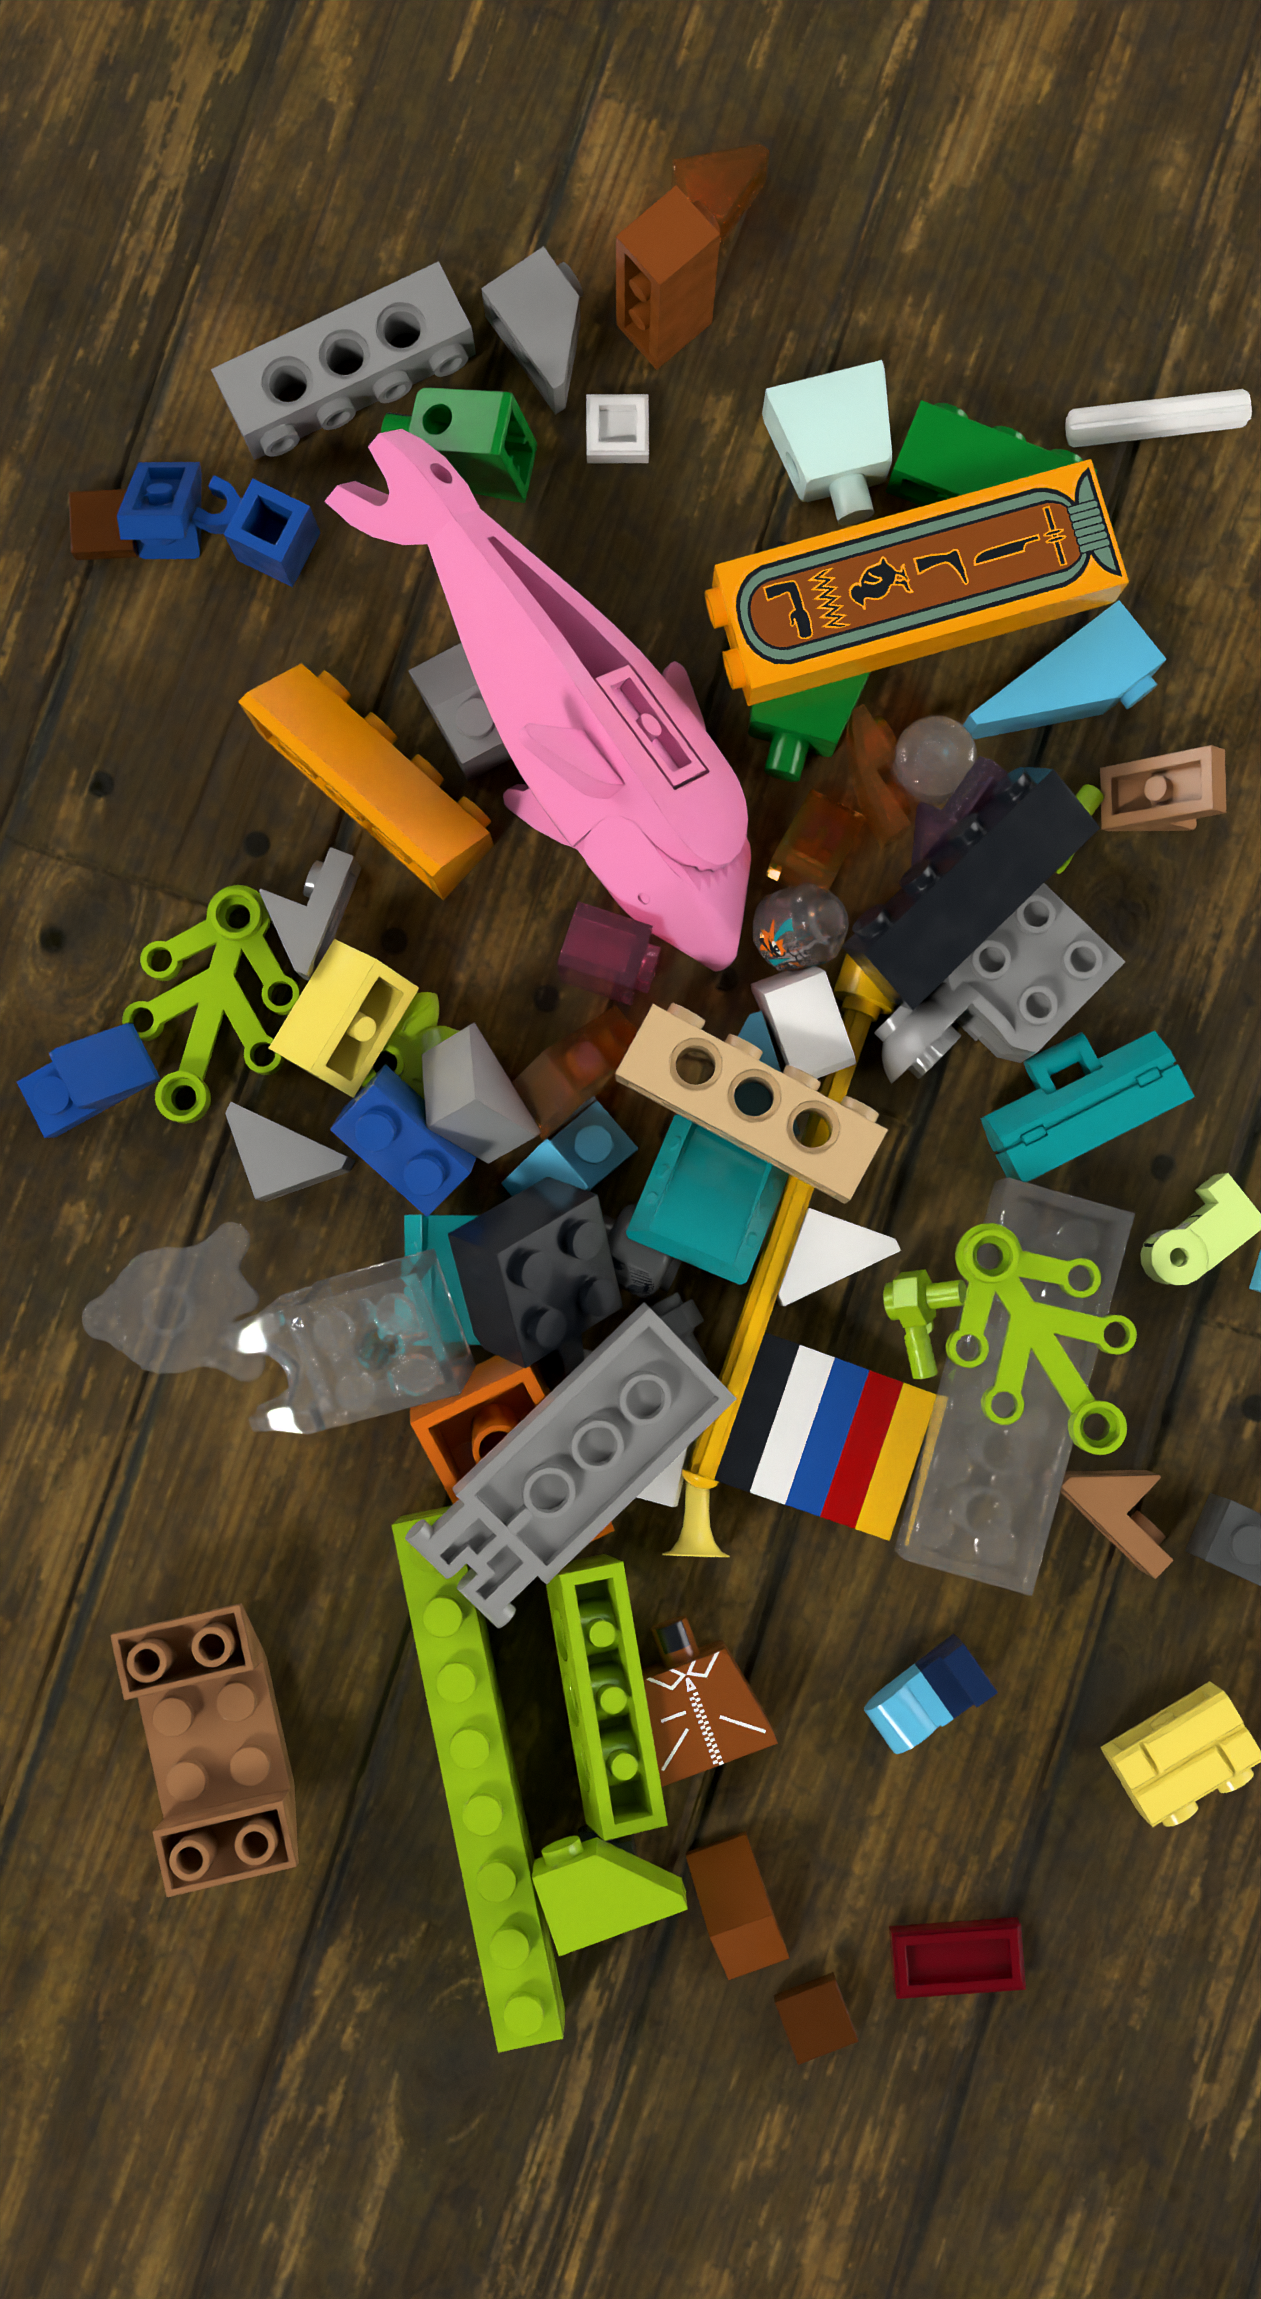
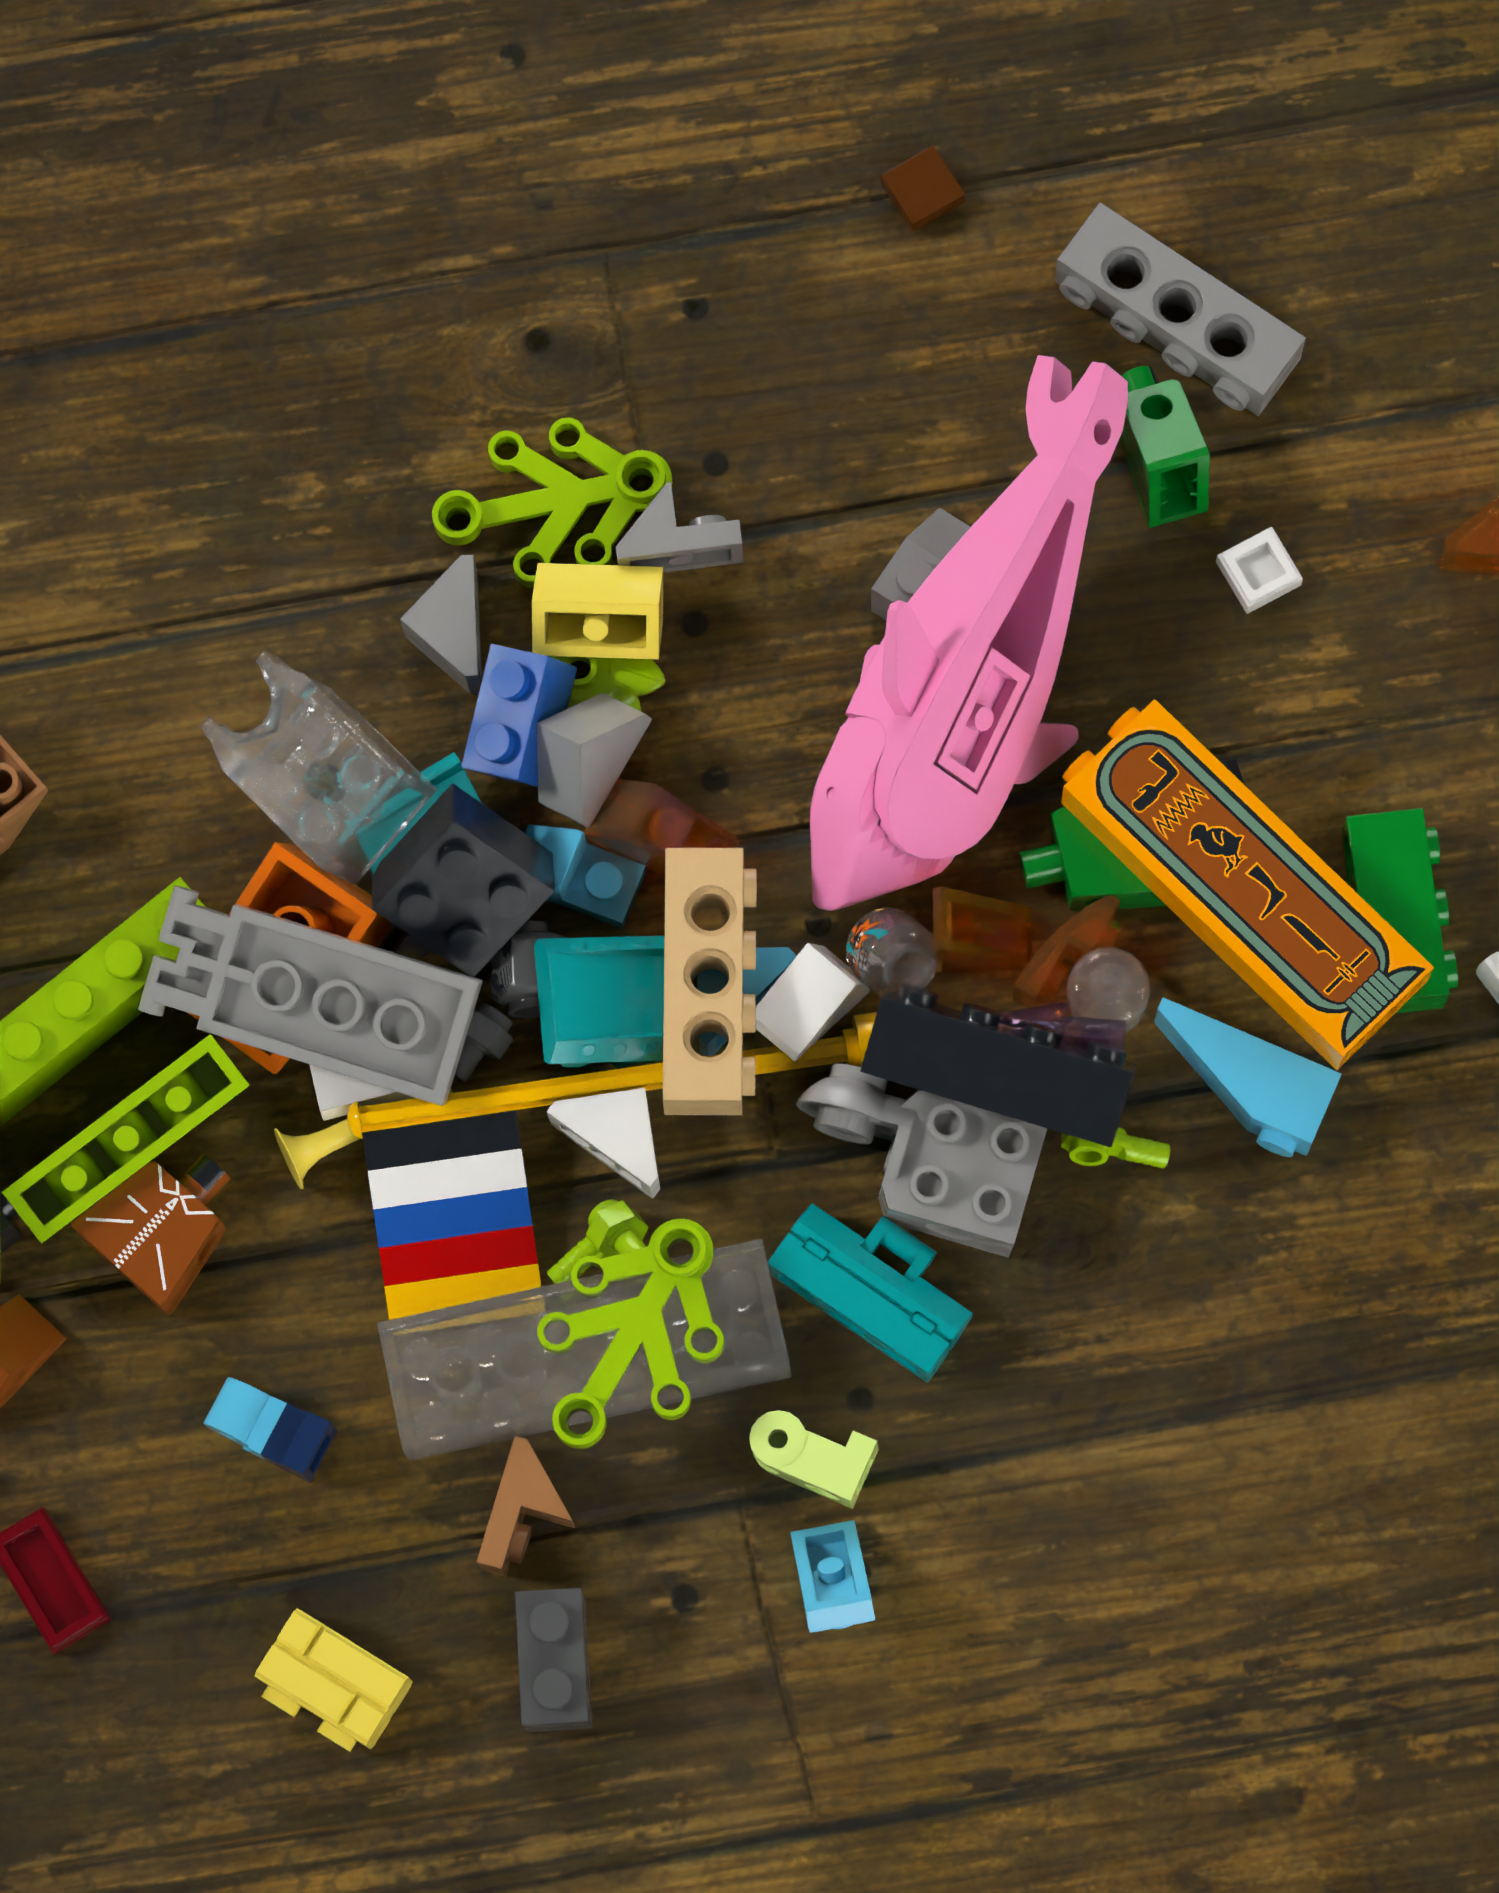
camera: 70 degrees right, 10 degrees down
(87, 1079) = (431, 431): blue slope -> none
(161, 508) = (962, 229): blue slope -> none
(176, 1305) = (279, 606): clear tile -> none
(263, 528) = (988, 320): blue brick -> none
(369, 777) = (820, 522): light orange slope -> none
(539, 321) = (1310, 453): light grey slope -> none
(608, 954) = (773, 799): clear pink brick -> none
(667, 275) = (1394, 532): dark orange brick -> none
(833, 436) = (1355, 757): light aqua torso -> none
(1164, 791) = (1195, 1209): medium nougat slope -> none

